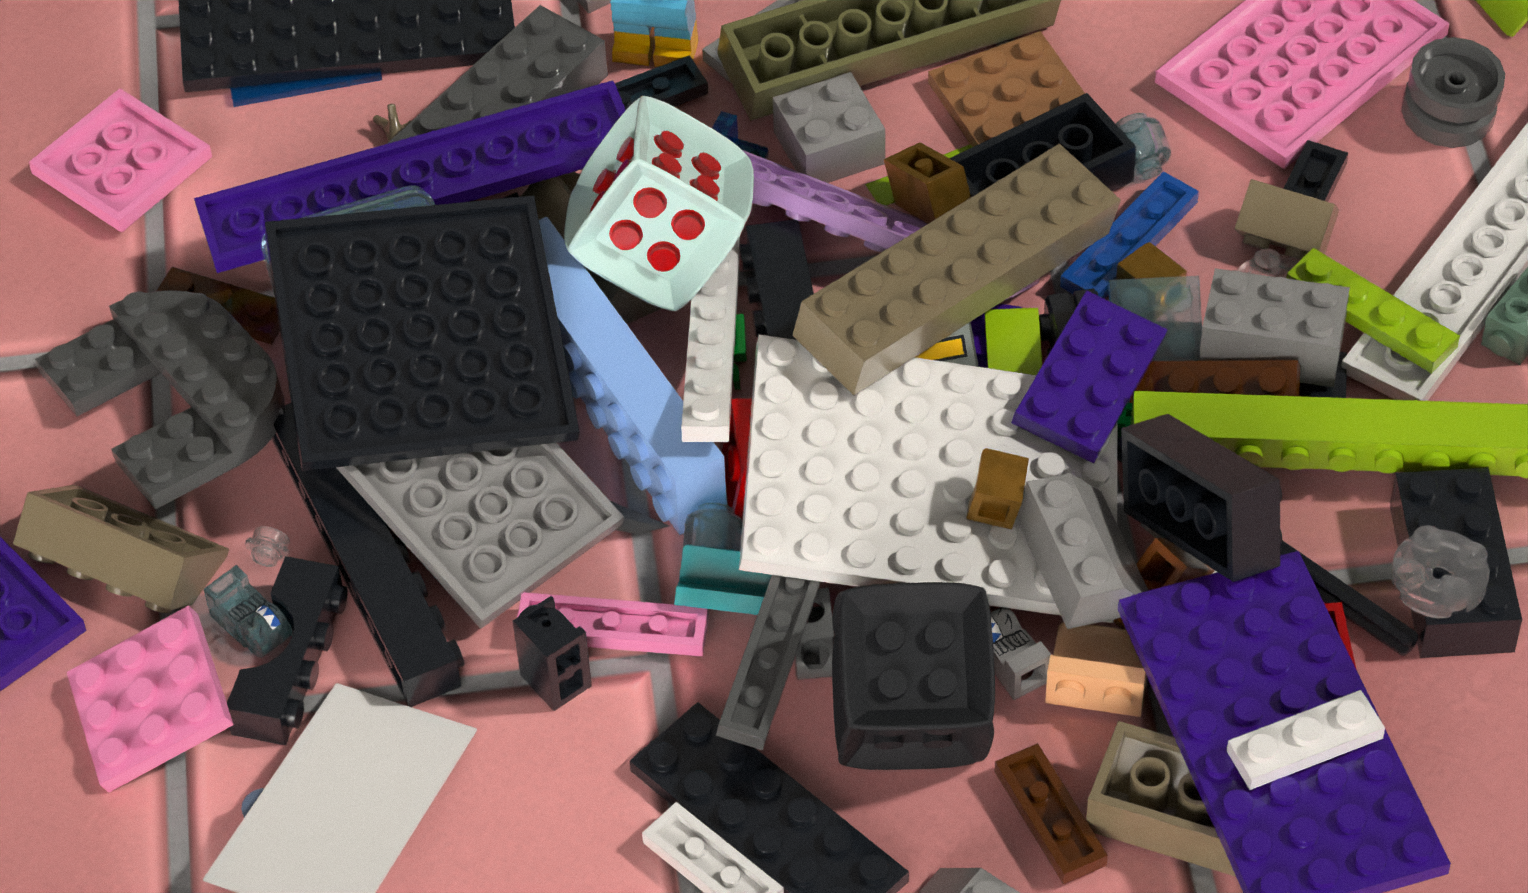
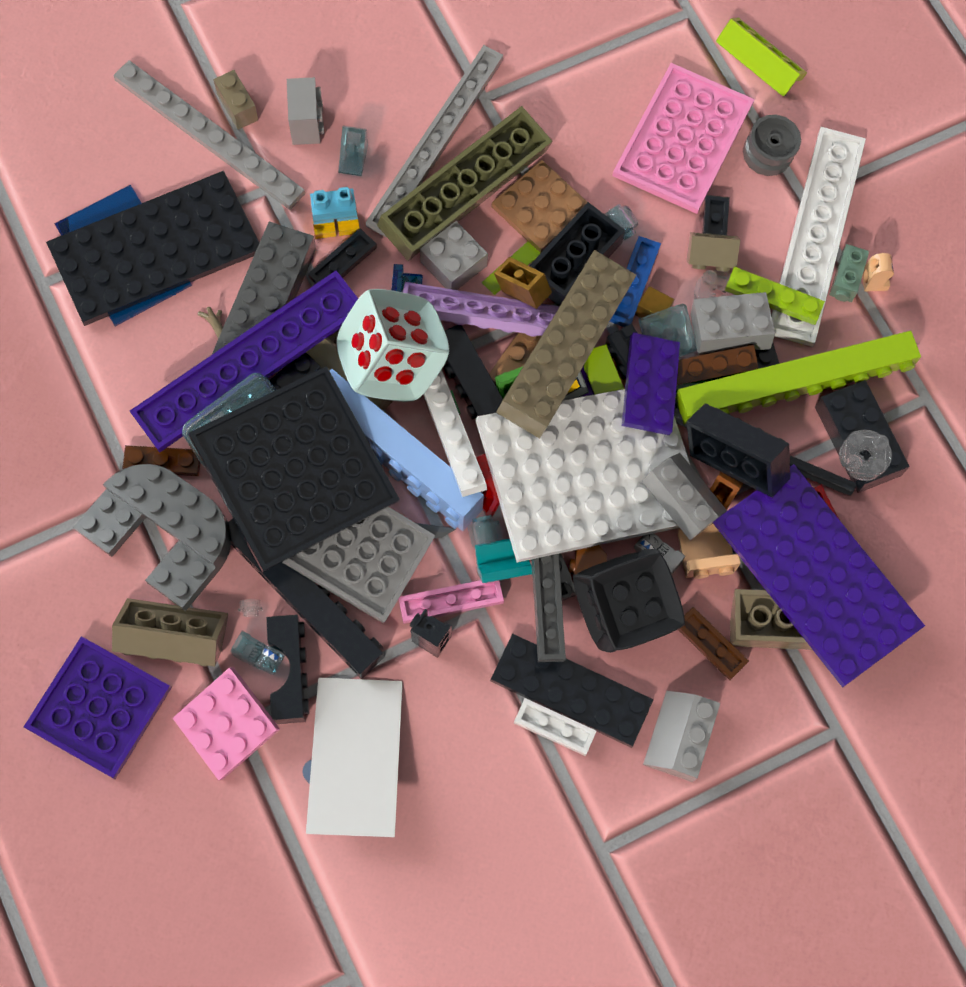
camera: 25 degrees left, 20 degrees up
(120, 160) = (66, 383): bright pink plate -> none
(998, 488) = (635, 473): pearl gold panel -> none
(1305, 739) = (837, 579): white plate -> none

